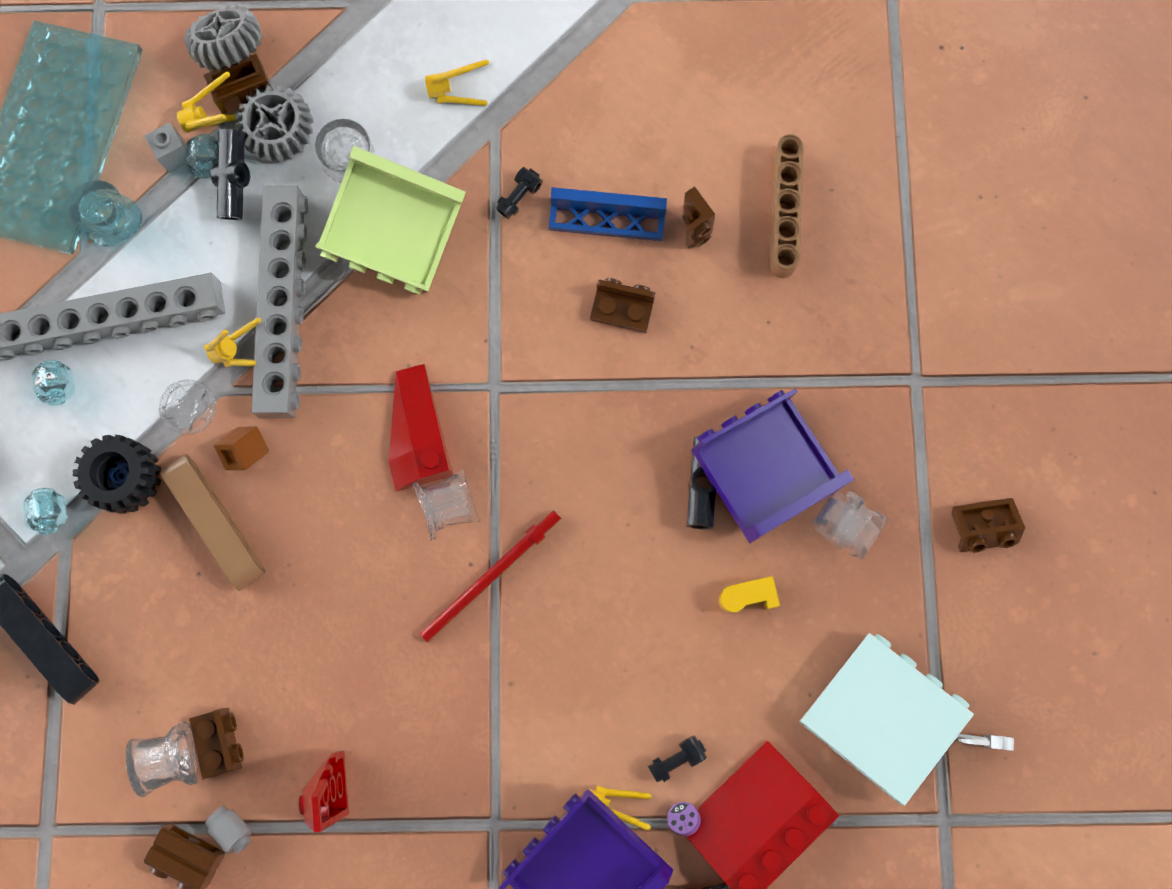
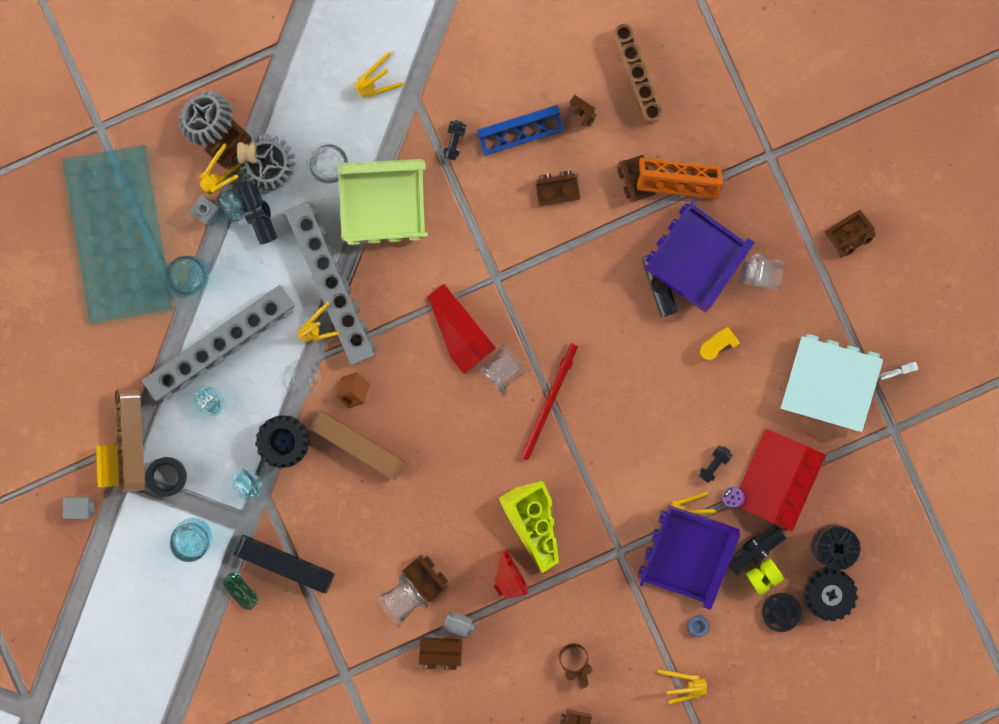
camera: 25 degrees left, 10 degrees up
(249, 92) = (246, 152): none -> tan wheel
(395, 724) = (531, 516): none -> neon yellow wedge
(730, 336) = (630, 172): none -> reddish brown bracket
(785, 358) = (680, 182): none -> orange fence

